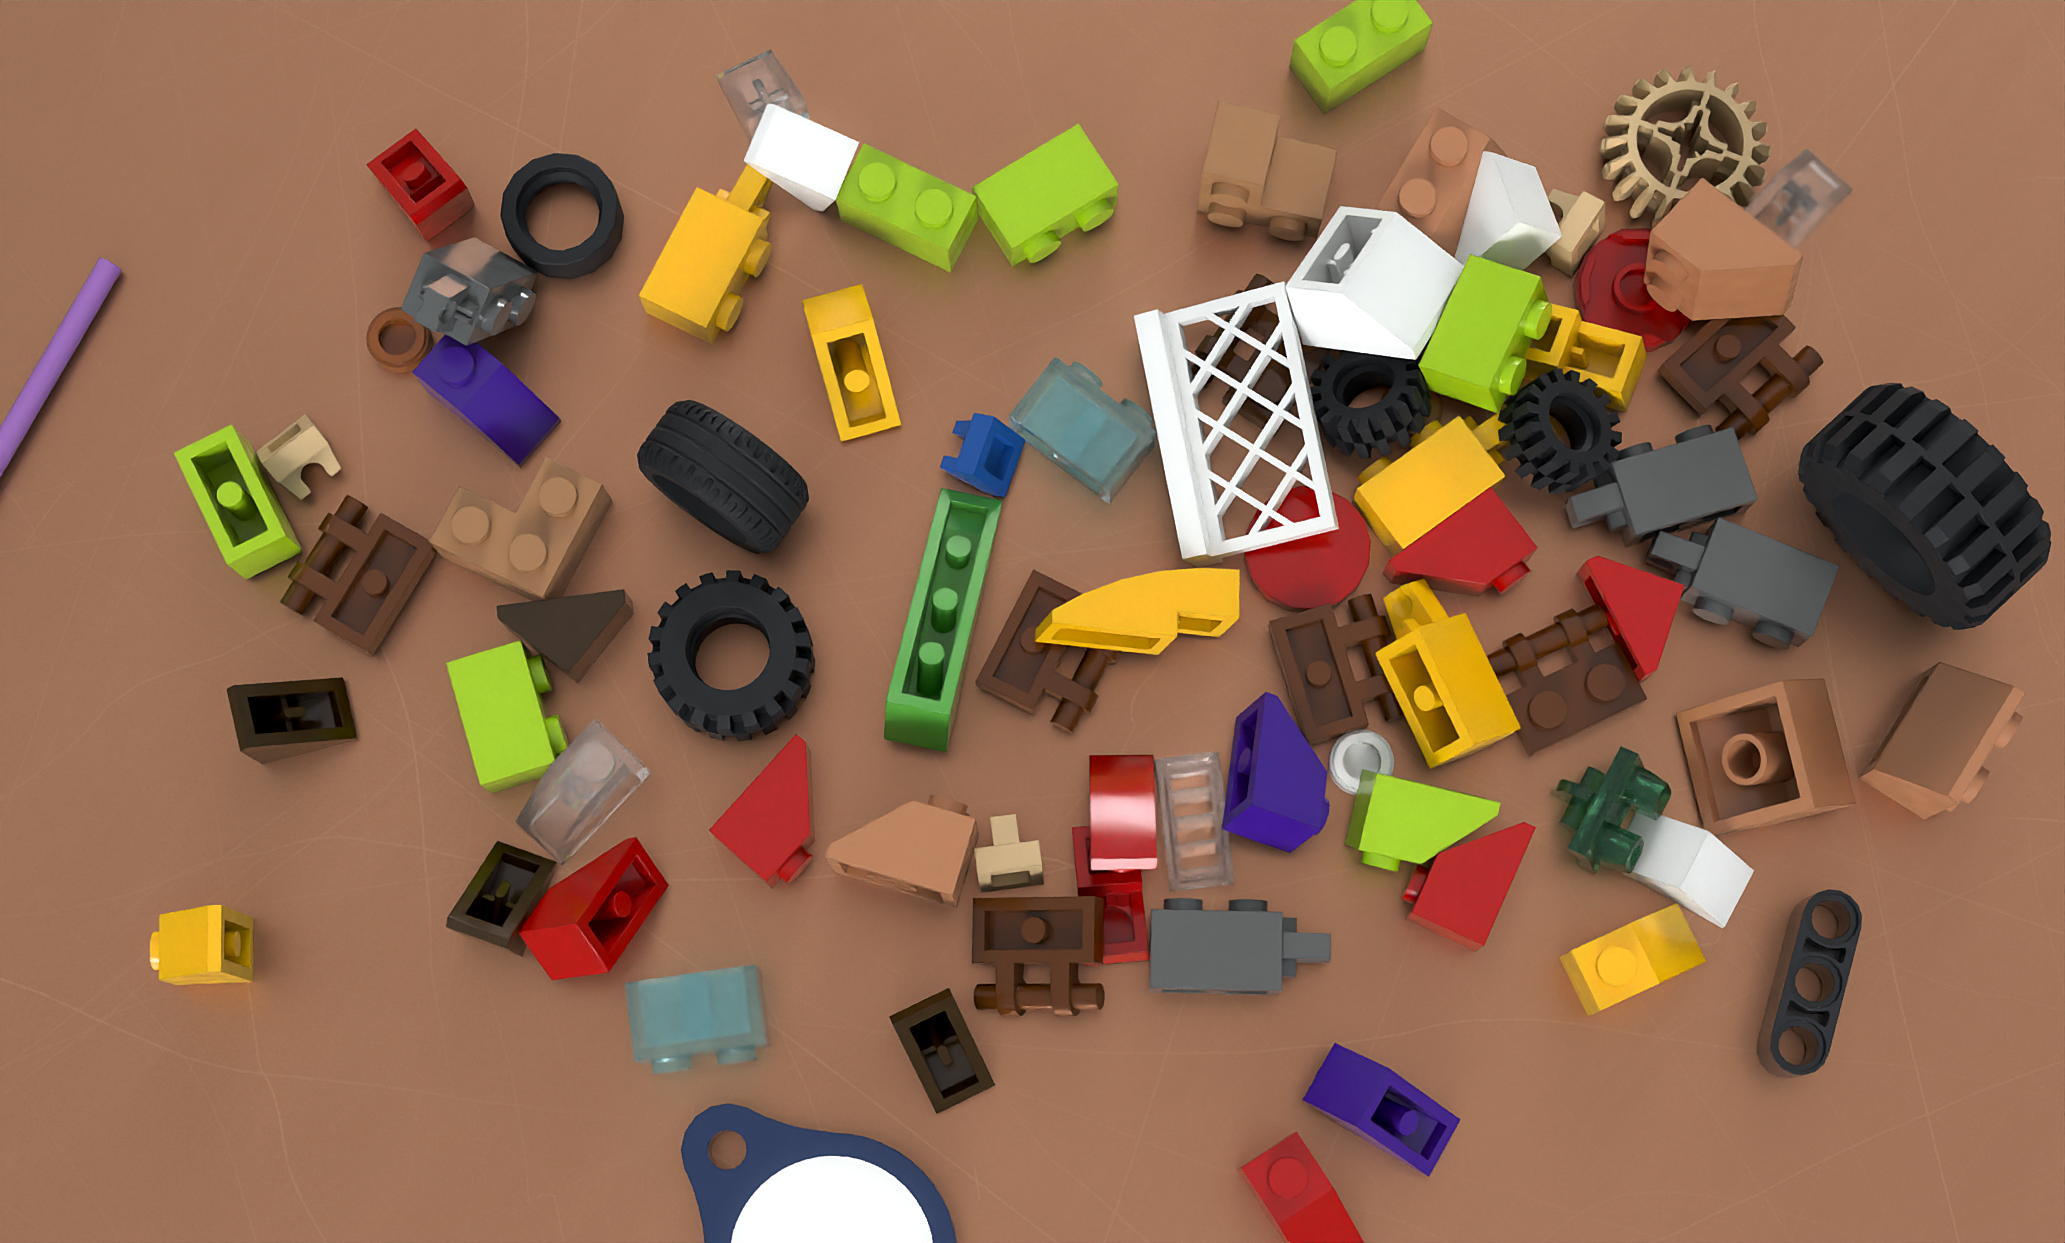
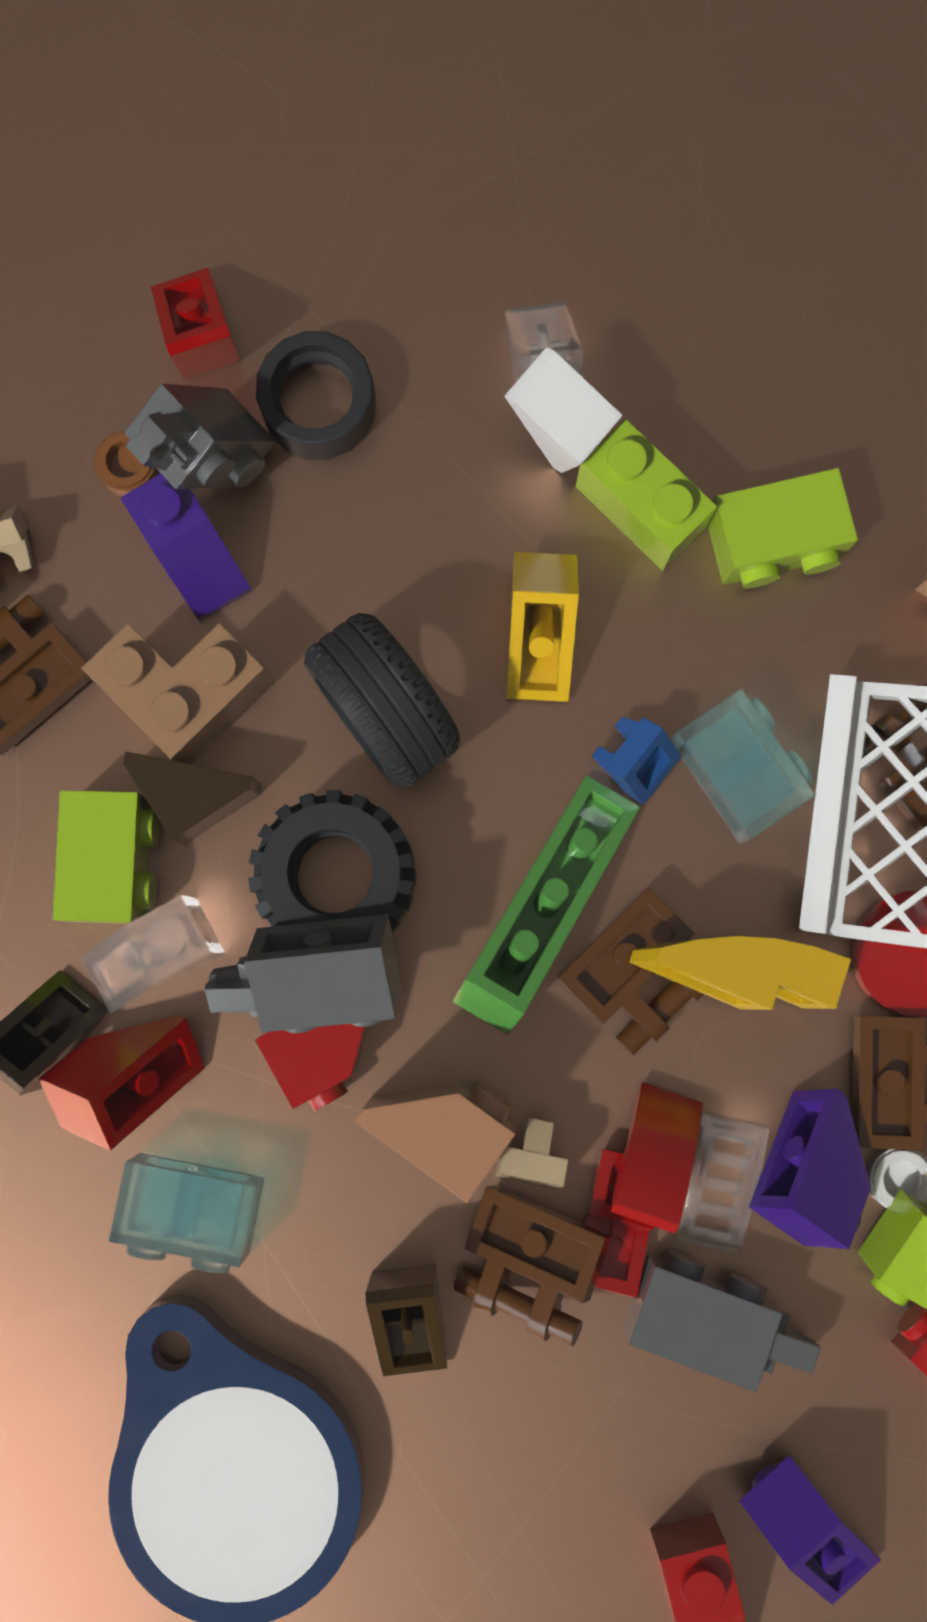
camera: 20 degrees right, 5 degrees up
(711, 258) = (441, 481): yellow hinge -> none
(744, 744) = (313, 975): none -> dark grey hinge

